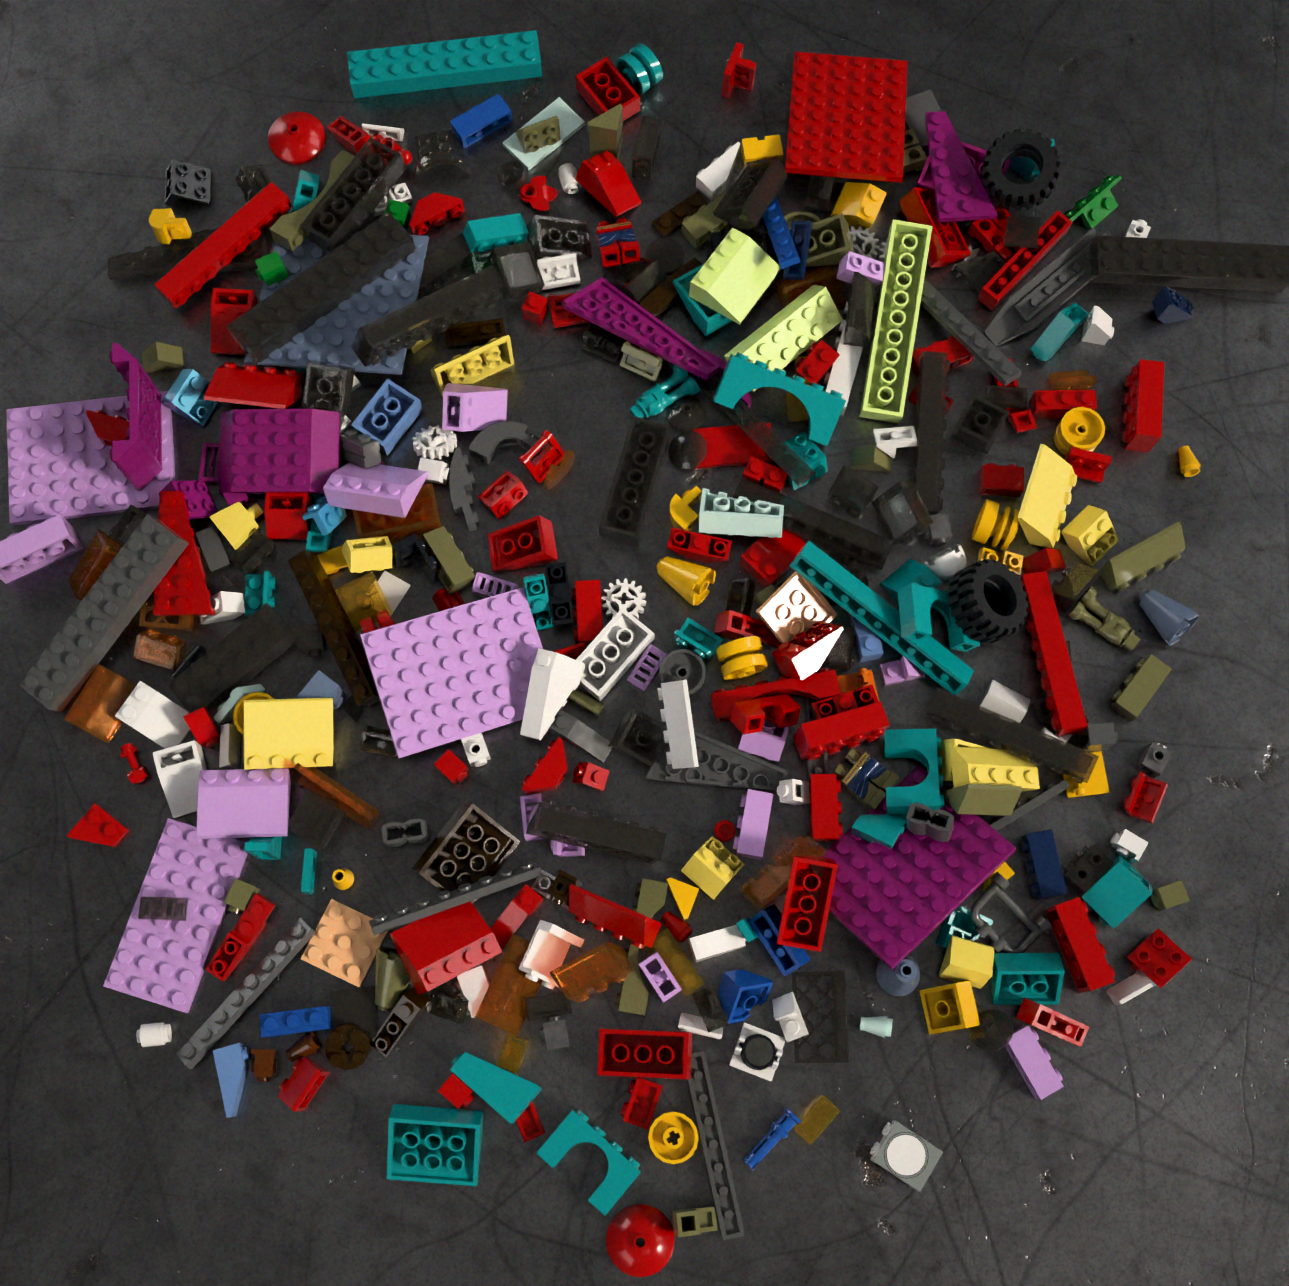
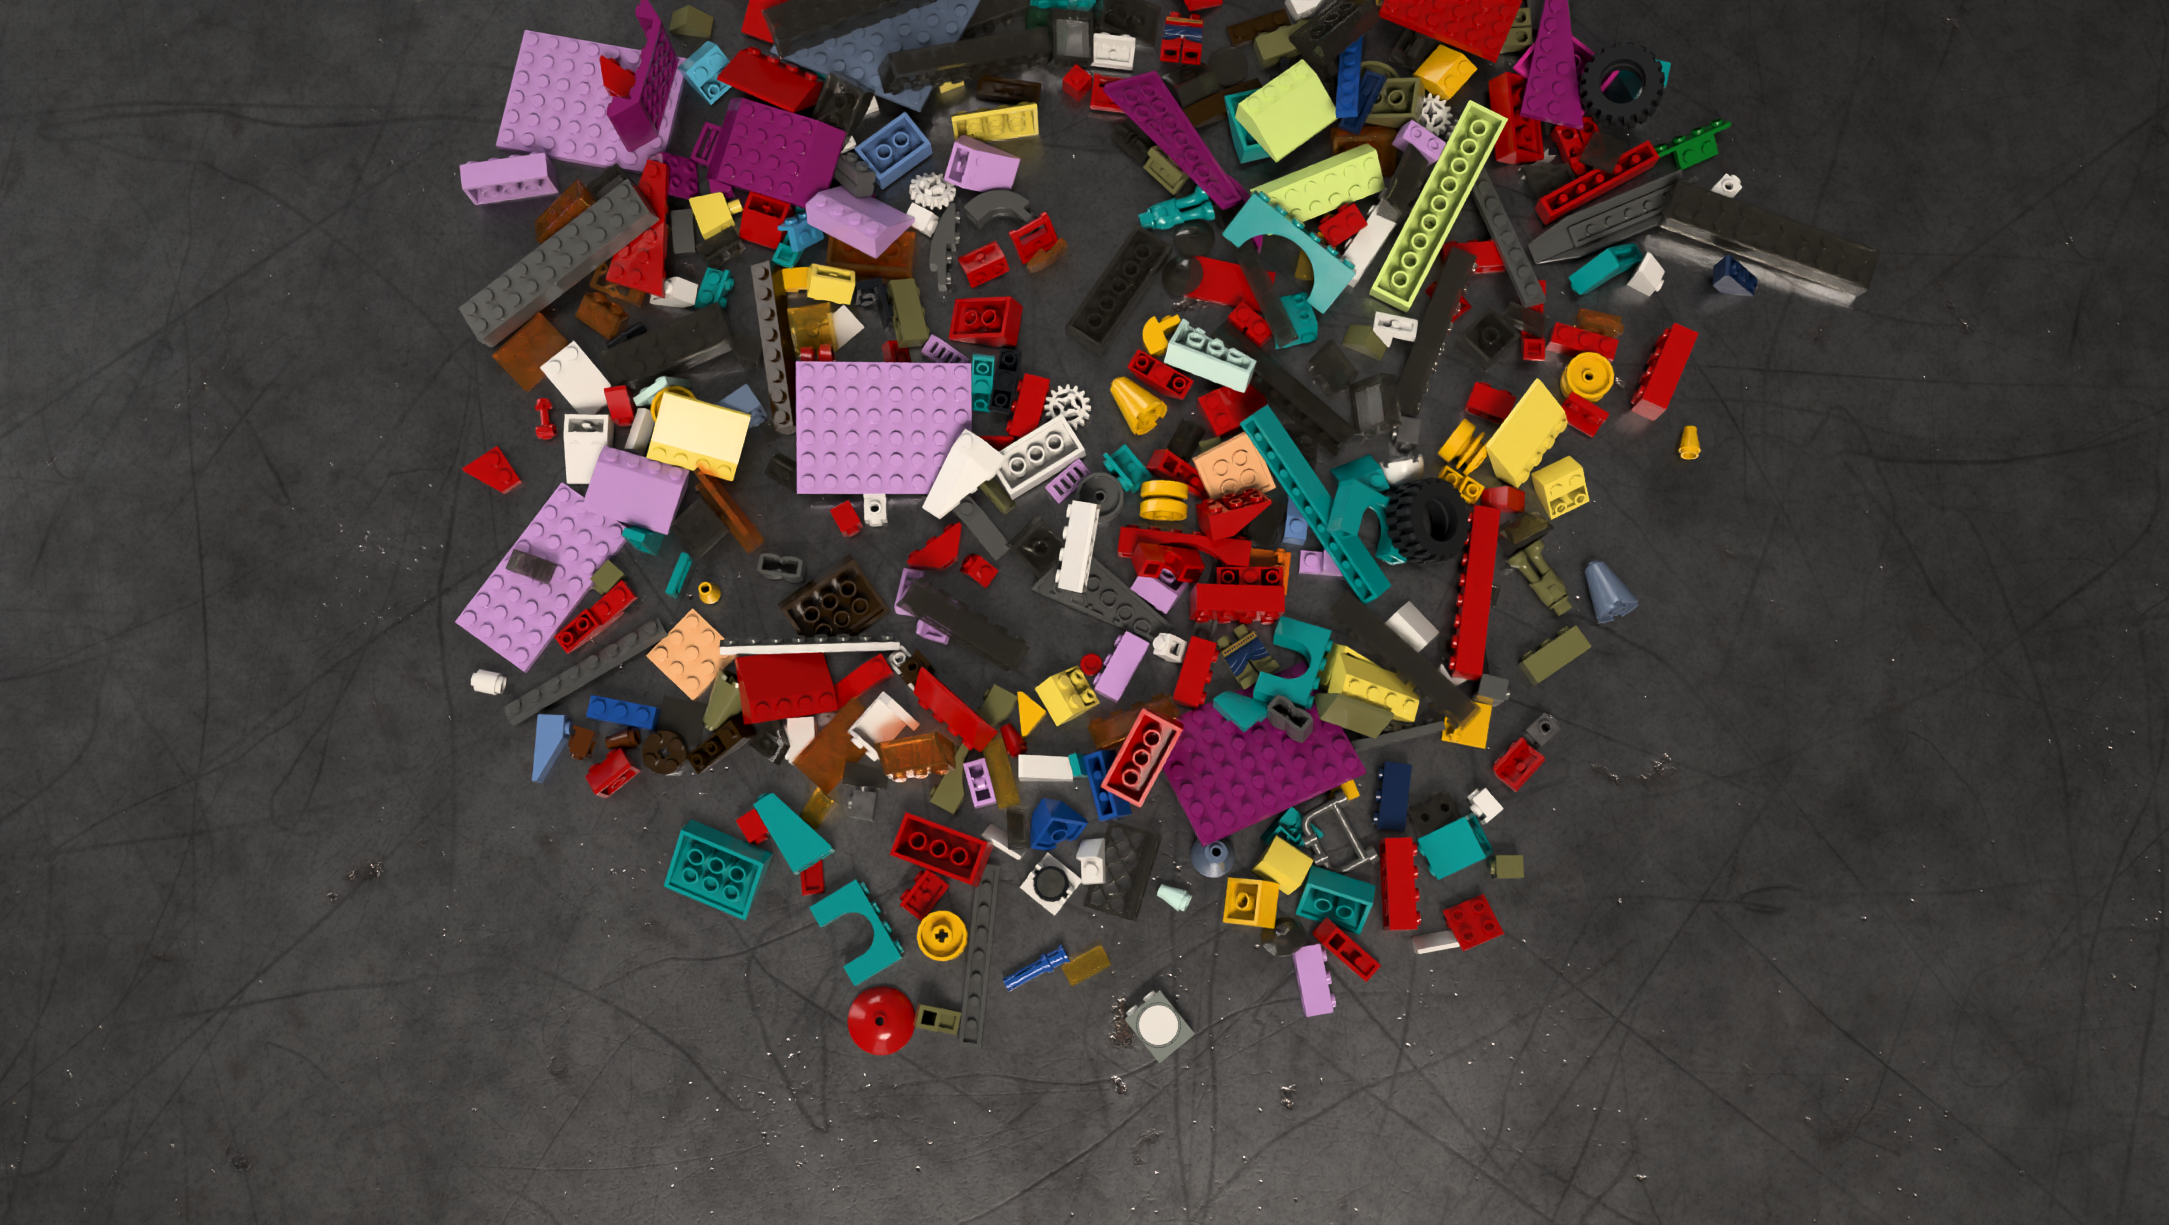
camera: 20 degrees right, 5 degrees up
(1144, 557) = (1605, 526): olive slope -> none

